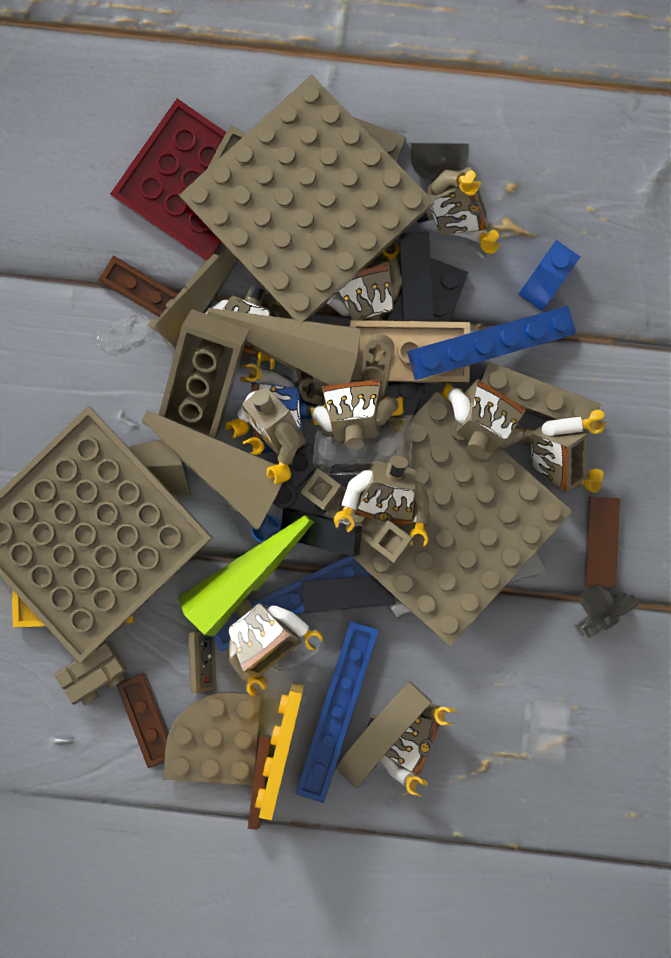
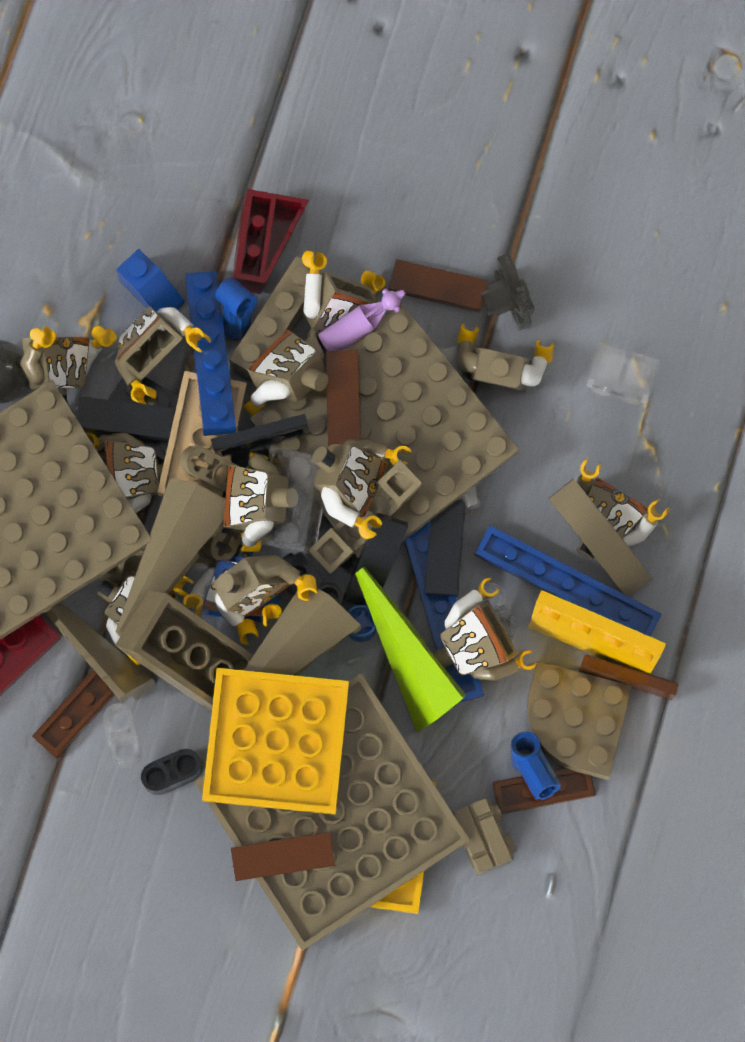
camera: 80 degrees left, 10 degrees down
(34, 498) = (282, 856): none -> reddish brown tile
(101, 385) = (169, 766): none -> black beam
(133, 472) = (275, 741): none -> yellow plate
(159, 710) = (534, 766): none -> blue piece
(202, 662) = (490, 718): slope -> none
(417, 403) = (260, 436): none -> black tile
(468, 473) = (343, 396): none -> reddish brown tile
(491, 284) = (148, 342): none -> torso
(529, 614) = (499, 367): none -> dark tan torso
(540, 358) = (237, 307): none -> blue piece
(545, 474) = (359, 322): none -> lavender wheel
(619, 370) = (263, 234): none -> dark red wedge

